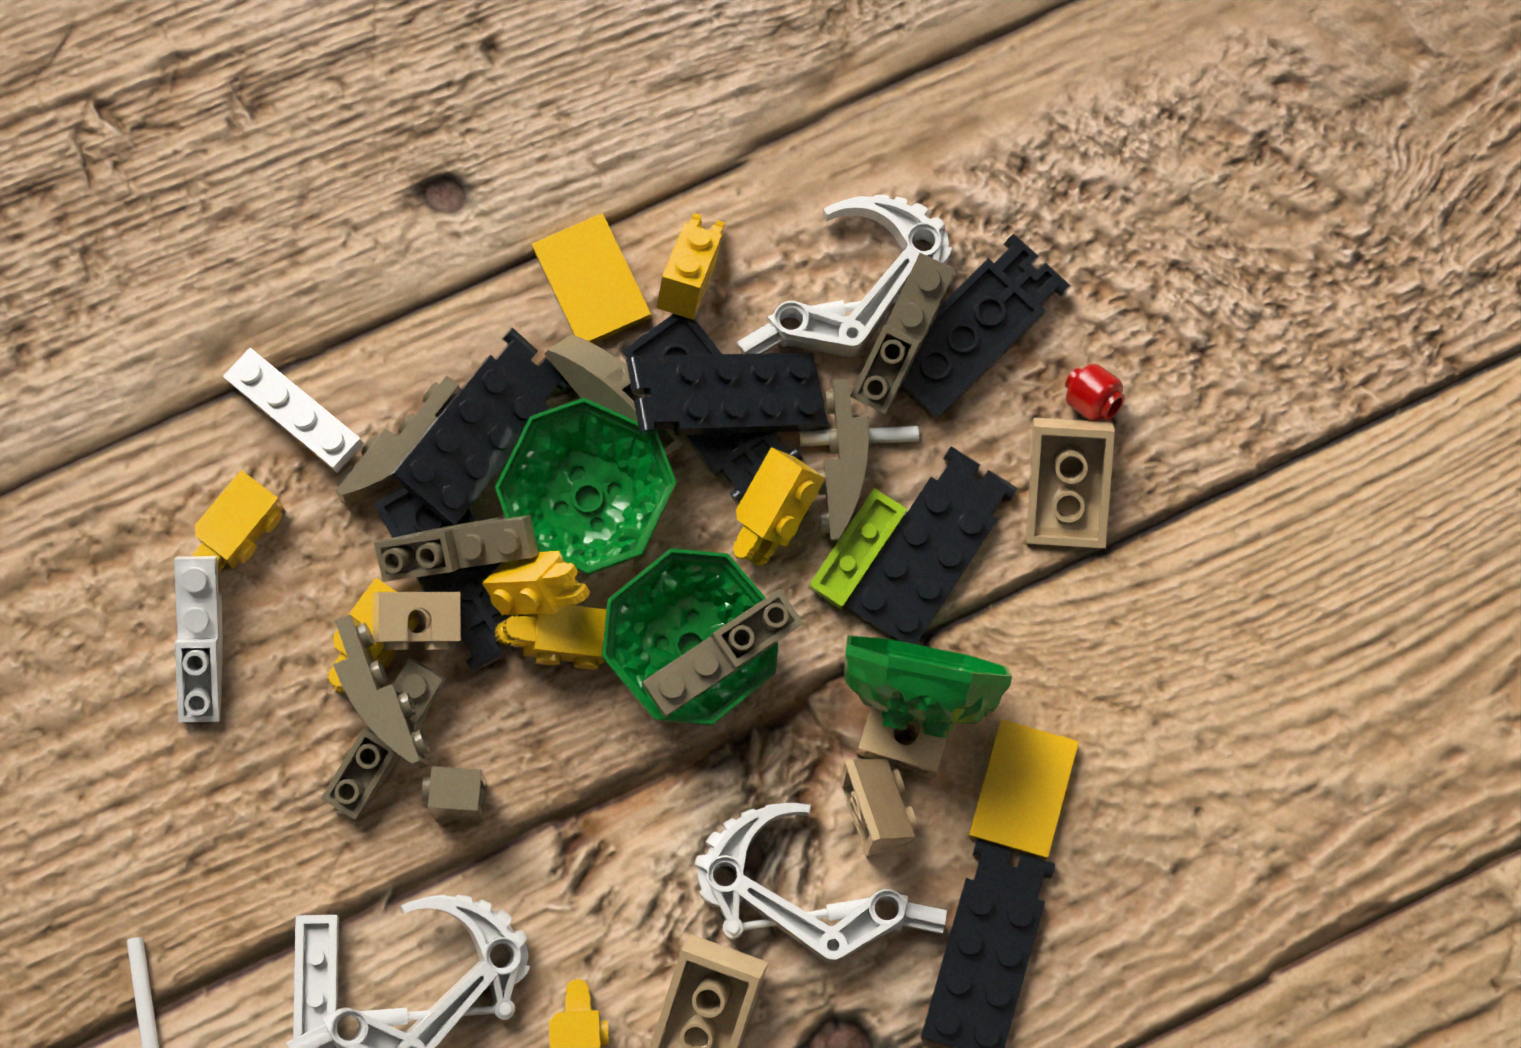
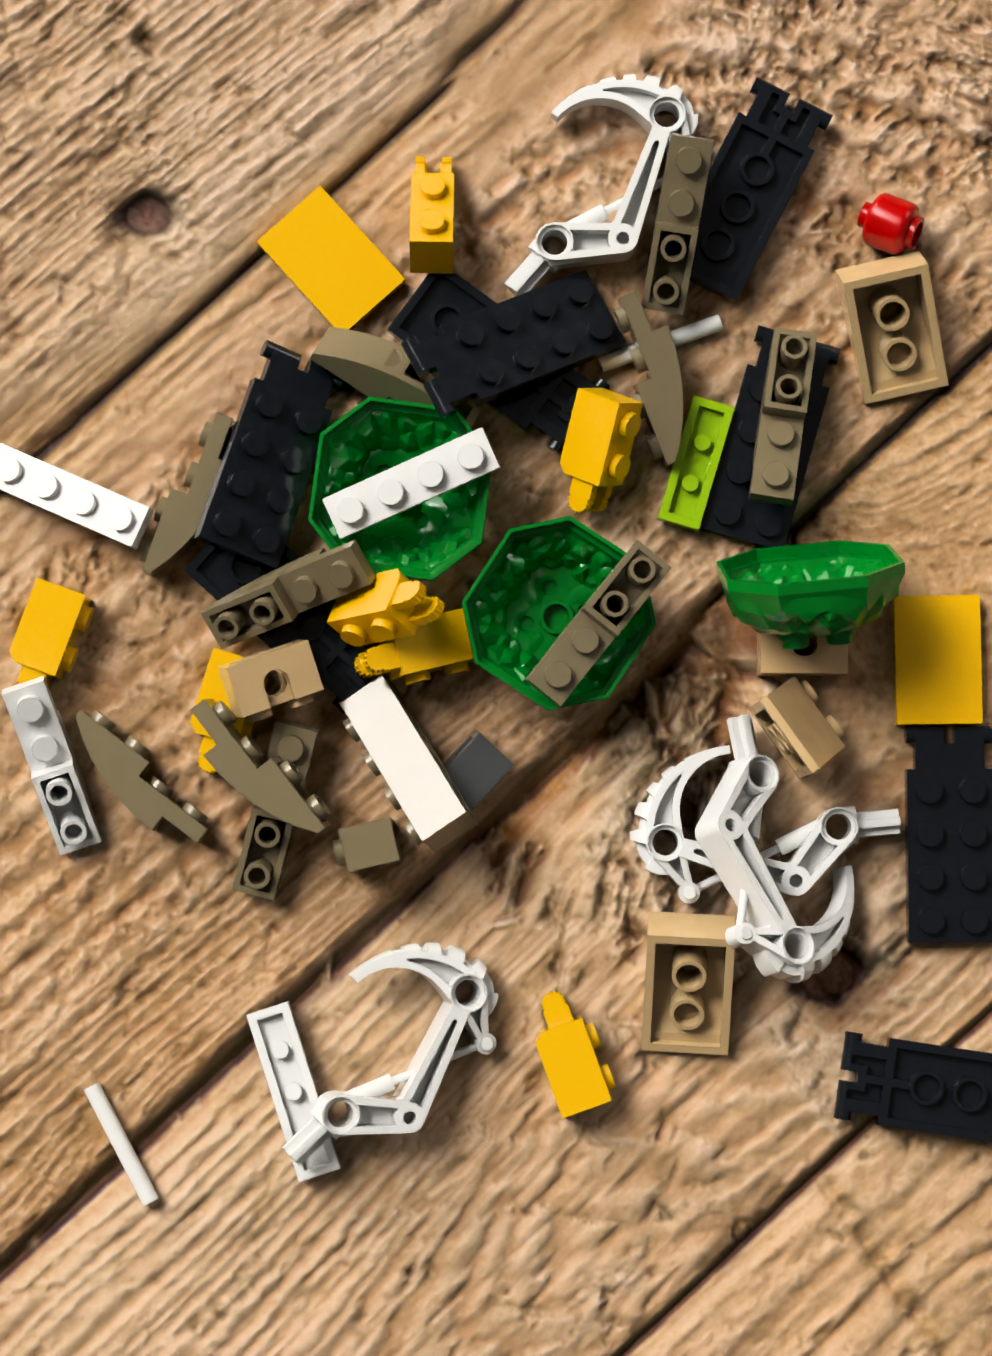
camera: 15 degrees left, 10 degrees up
(261, 664) = (124, 768): none -> dark tan slope
(514, 732) = (408, 764): none -> brick
(563, 764) = (476, 767): none -> dark grey hinge
(596, 482) = (411, 483): none -> white plate
(781, 886) = (727, 839): none -> white piece
(946, 527) = (782, 416): none -> dark tan slope

